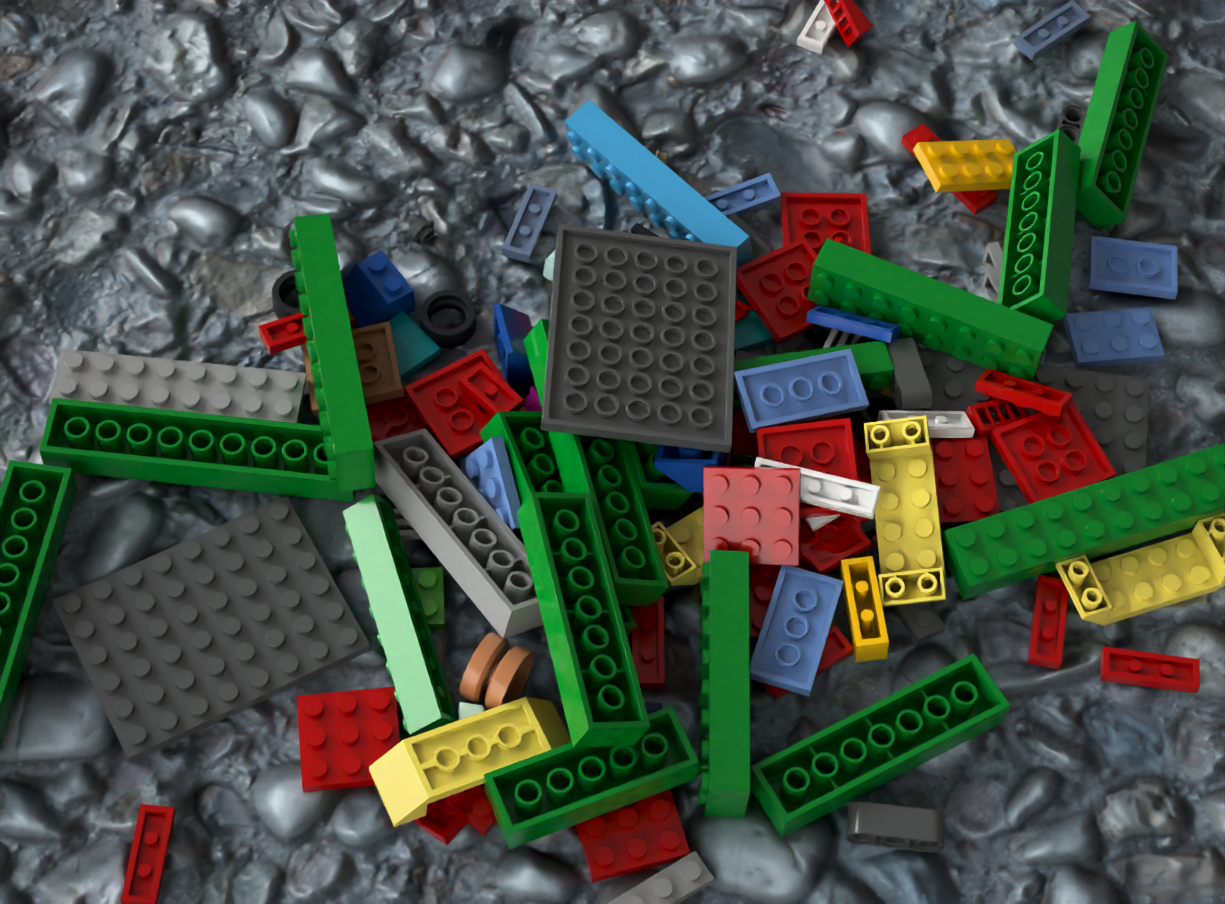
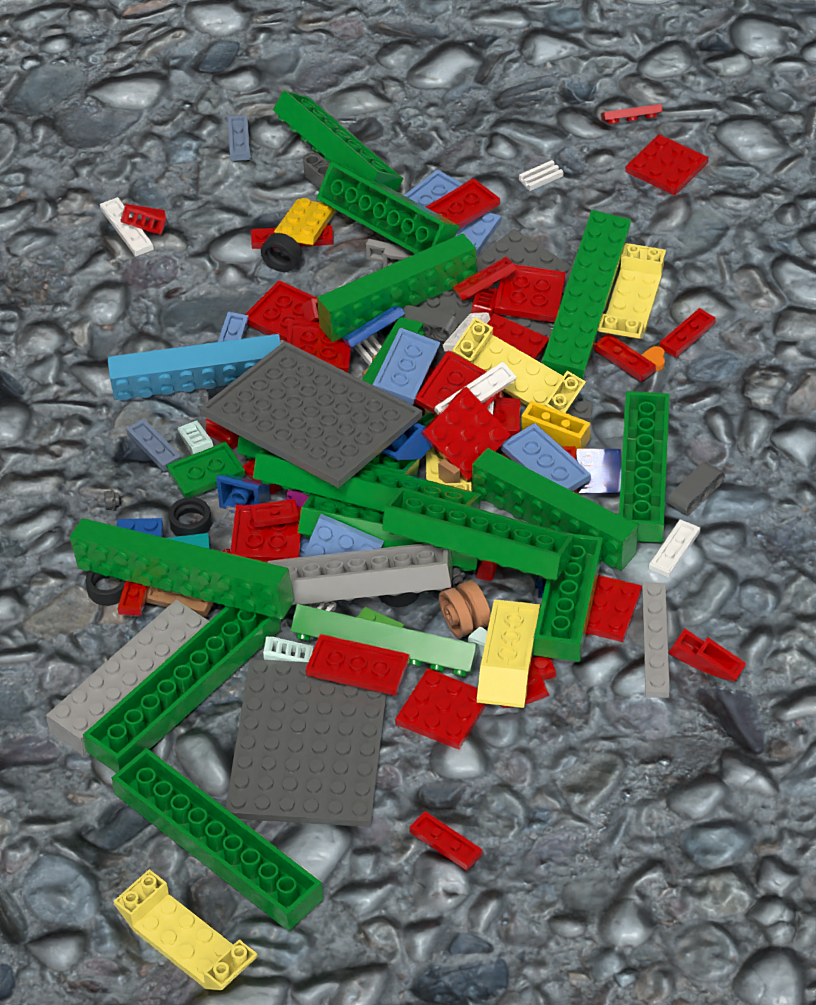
camera: 50 degrees left, 10 degrees down
(314, 510) = (282, 645): none -> light aqua slope
(337, 609) = (357, 664): none -> red plate
(519, 286) = (199, 471): none -> green plate
(695, 535) = (448, 472): none -> medium nougat tile
(782, 857) = (674, 548): none -> white tile
(837, 692) = (604, 467): none -> clear blue bracket
(903, 170) = (285, 243): none -> black tyre
(1077, 655) = (656, 356): none -> orange tile
(1125, 302) = (465, 203): none -> red plate

